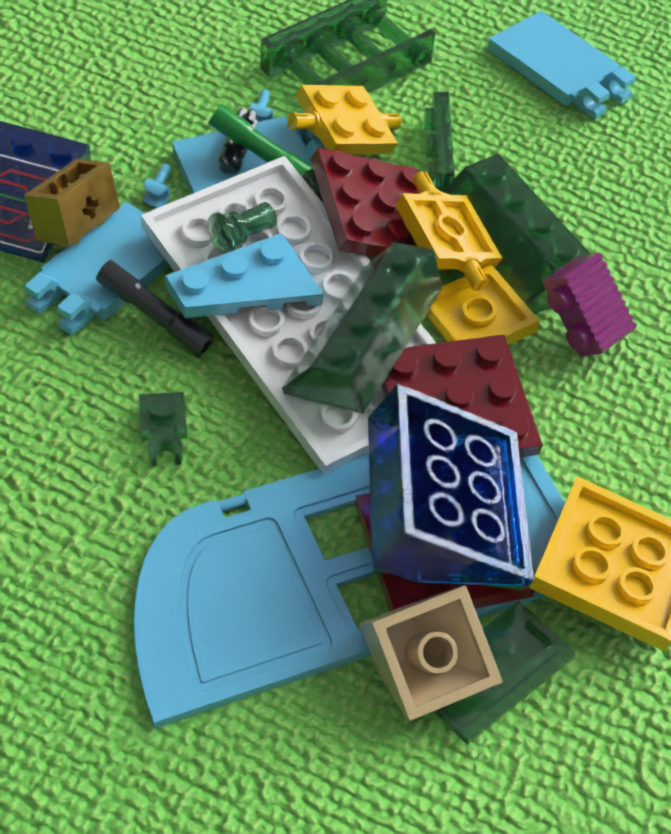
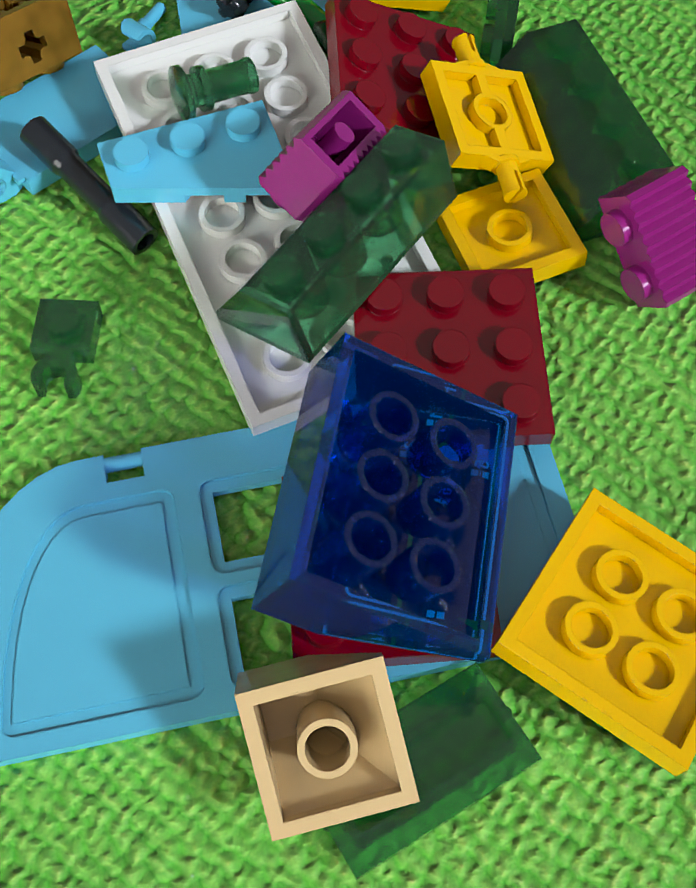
camera: 15 degrees right, 10 degrees up
(343, 269) = (321, 155): none -> magenta brick

